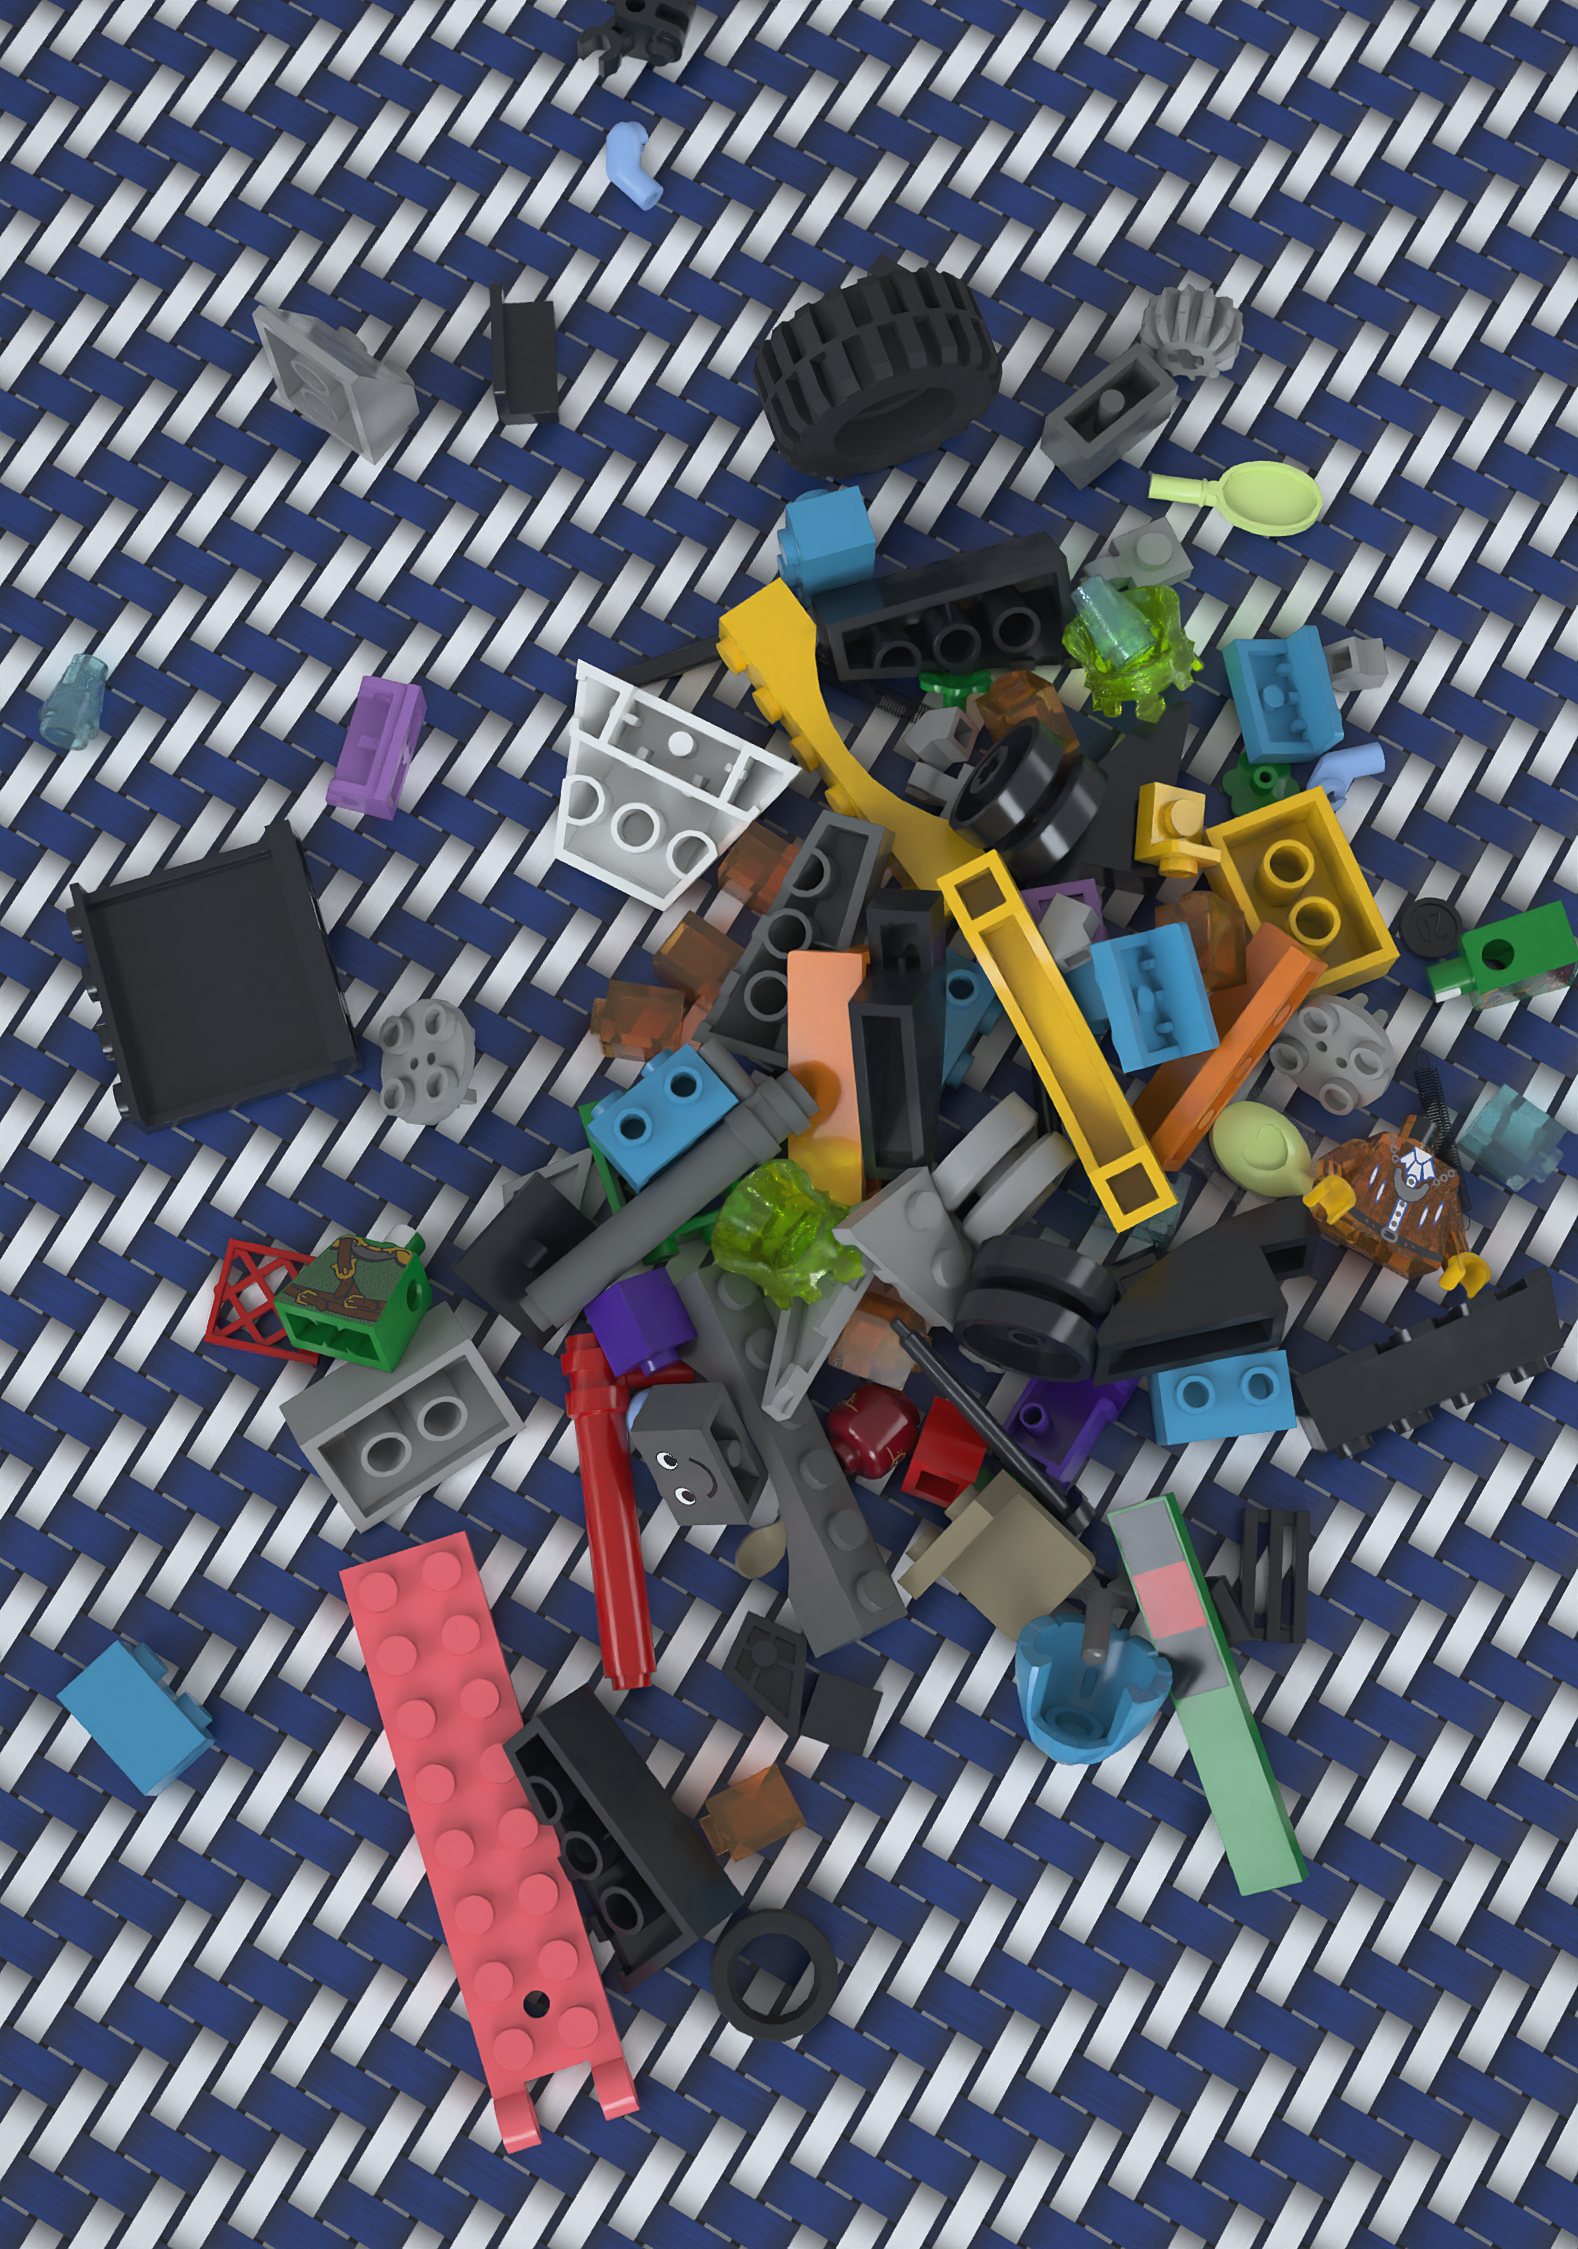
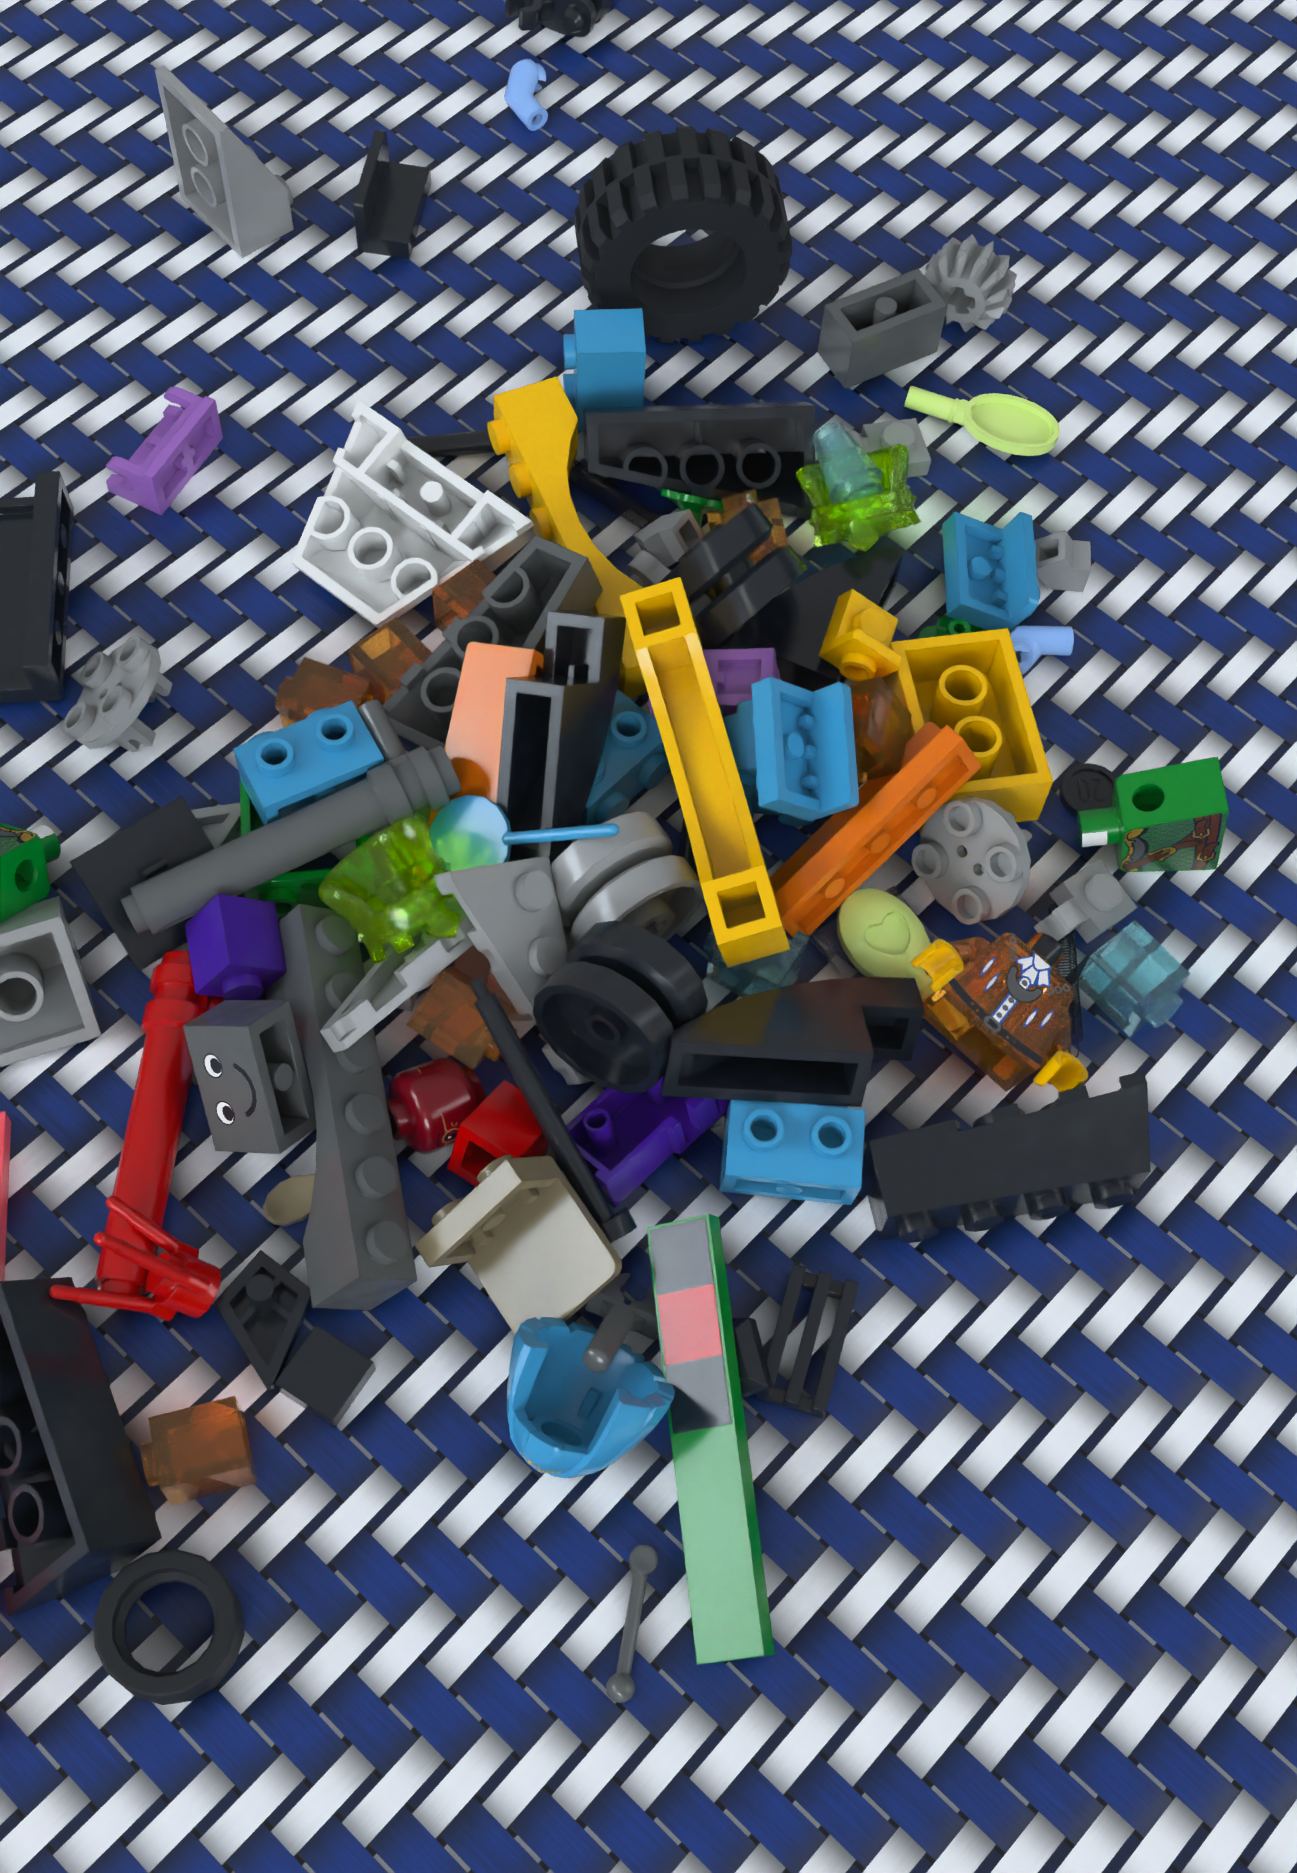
camera: 10 degrees right, 15 degrees down
(679, 1661) = (175, 1277): none -> red plant
(849, 1159) = (478, 833): none -> piece
(1069, 932) = (733, 678): light grey piece -> none
(1171, 1816) = (642, 1563): none -> dark grey hinge
(1454, 1067) = (1087, 902): none -> light grey plate

